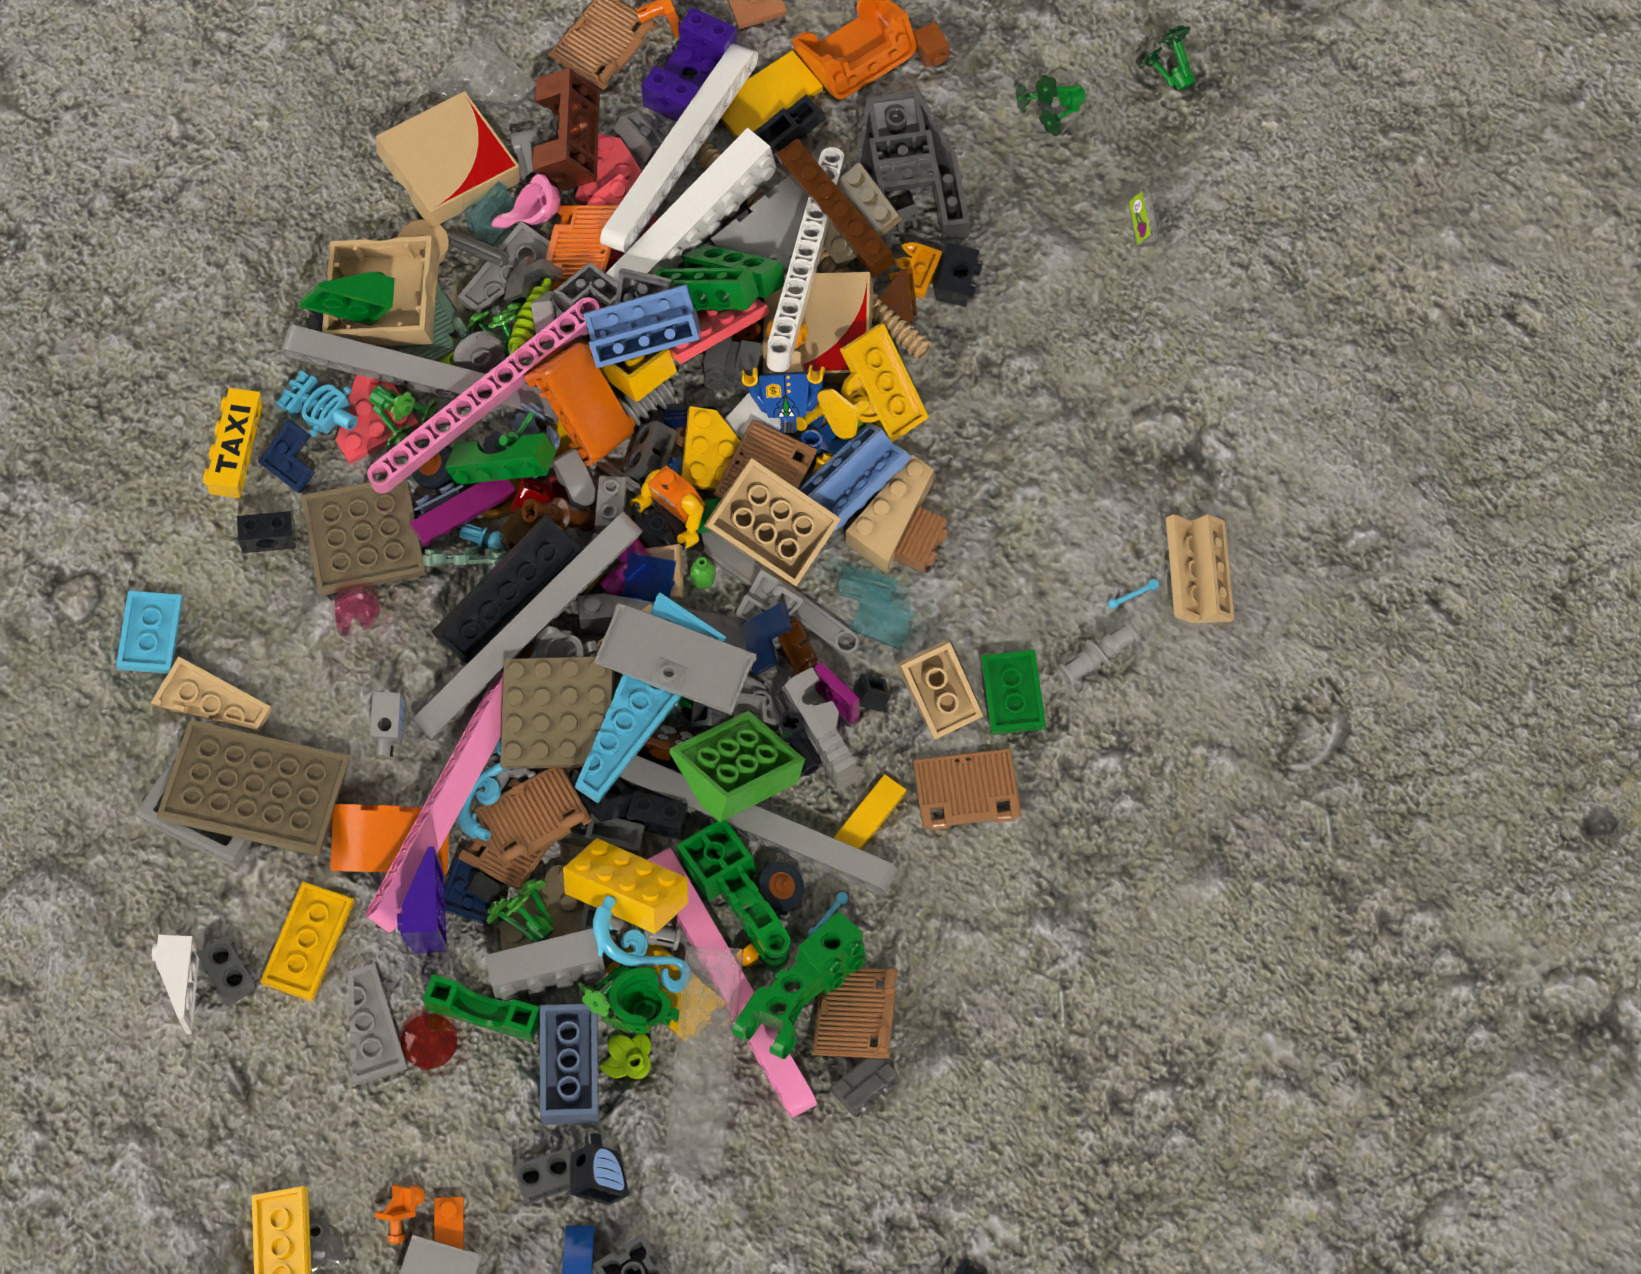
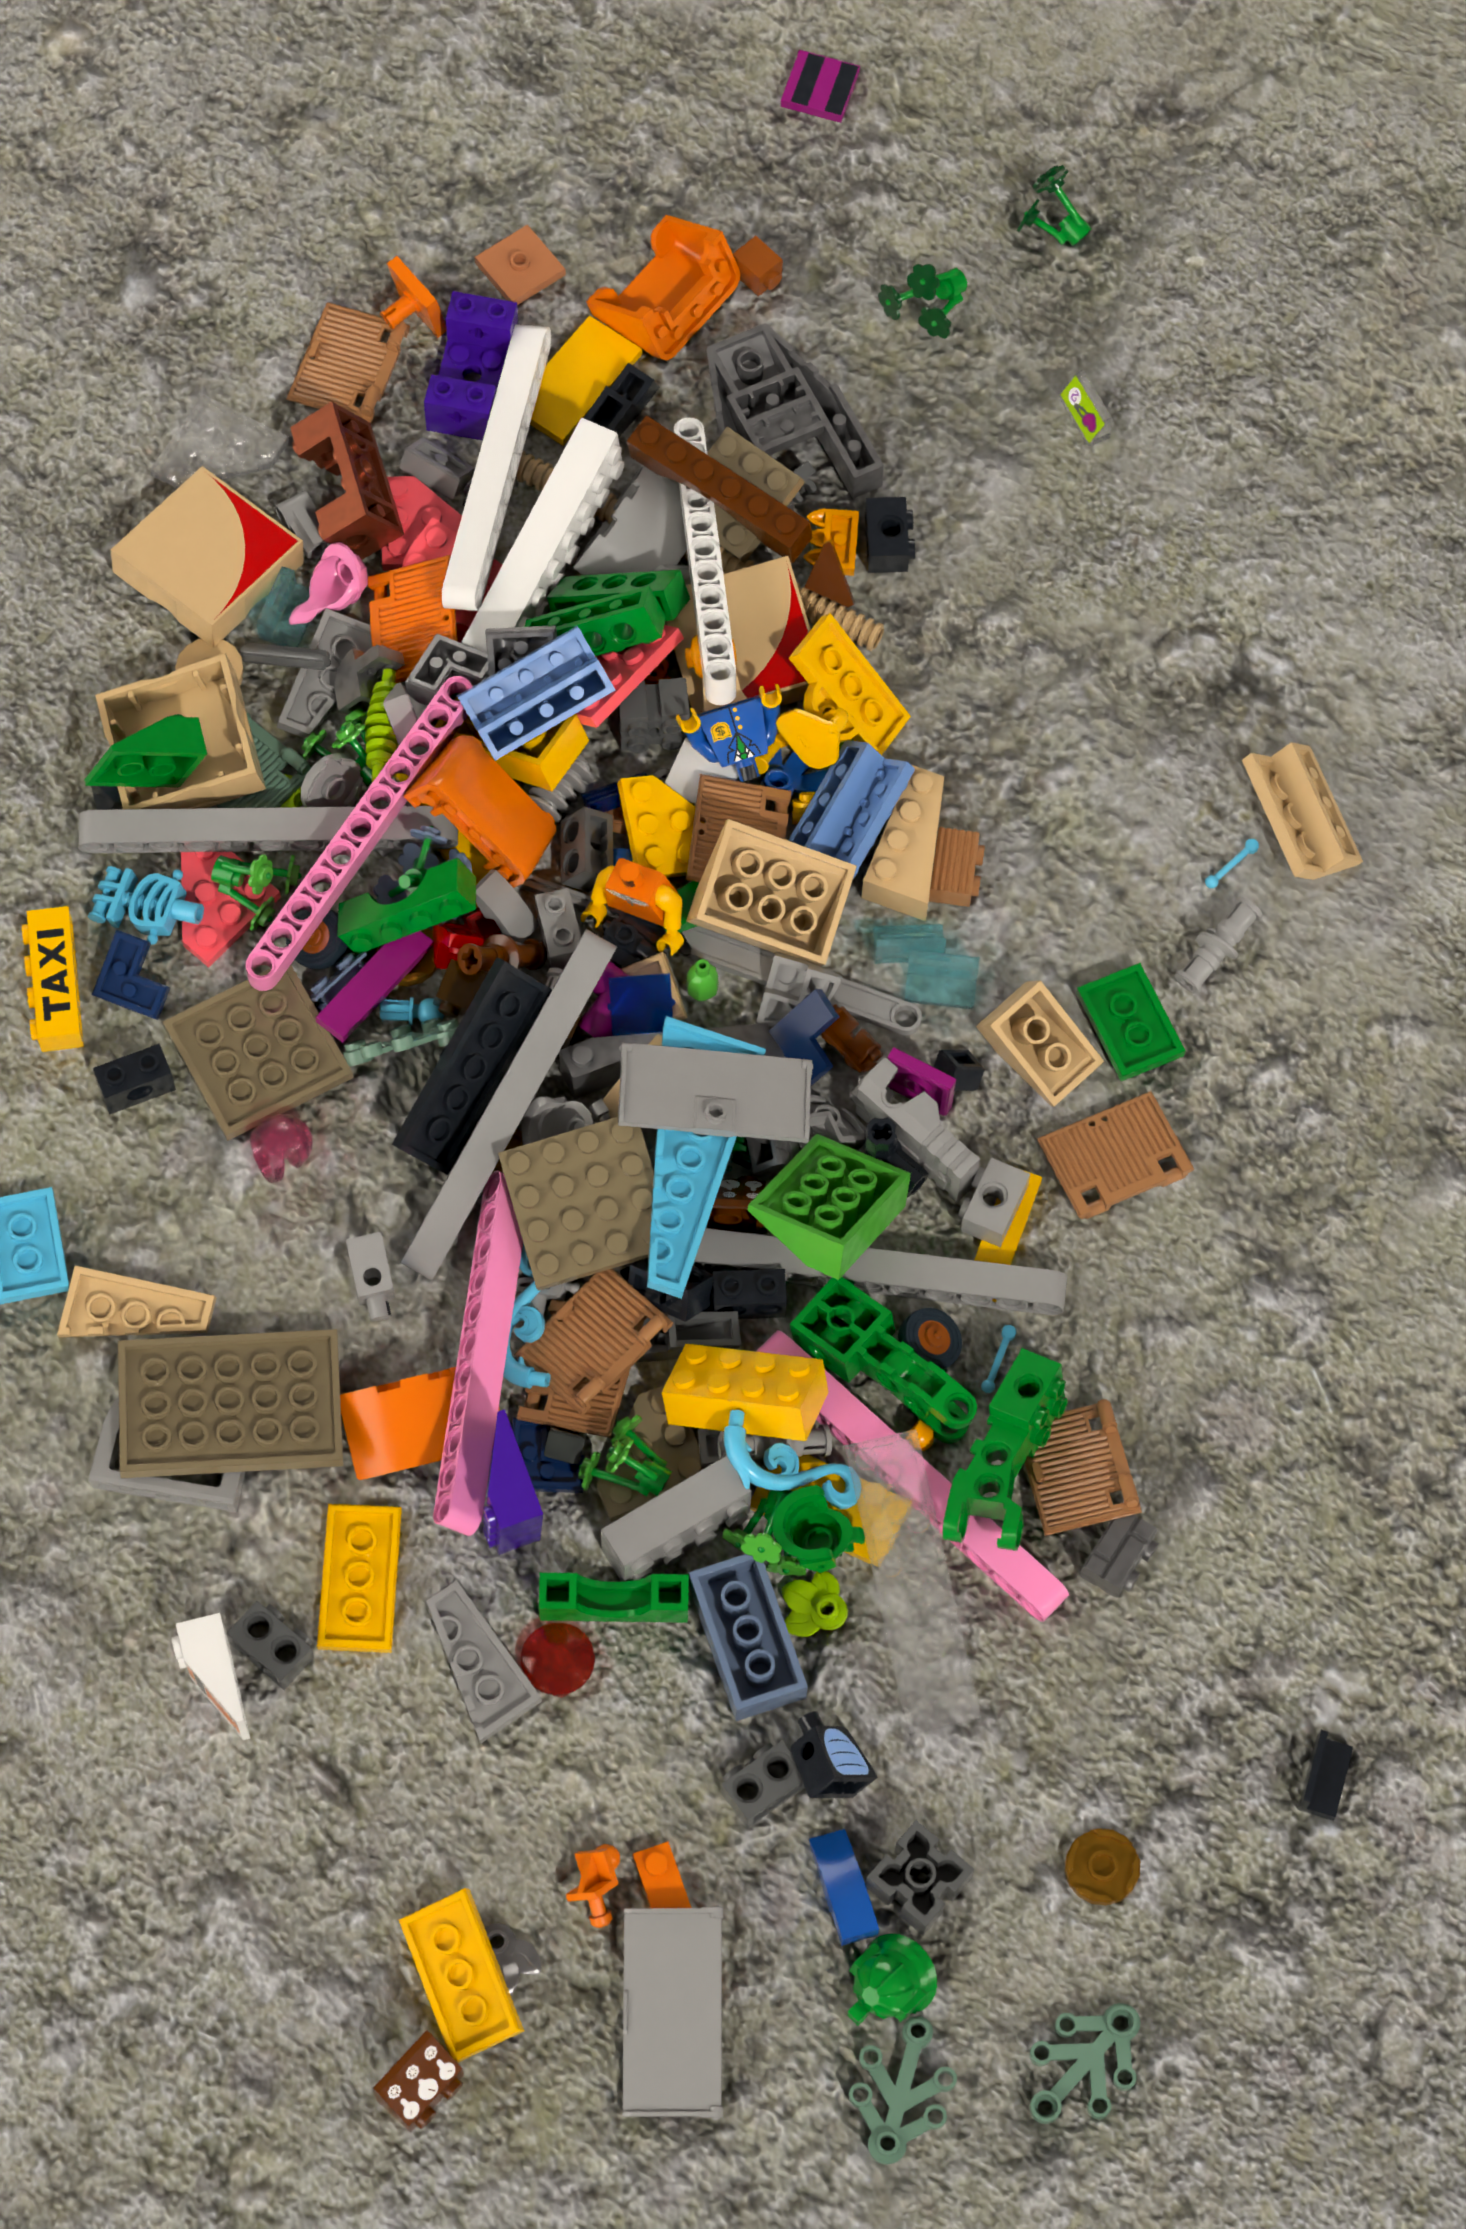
camera: 20 degrees left, 0 degrees up
(858, 813) = (988, 1221): none -> light grey brick

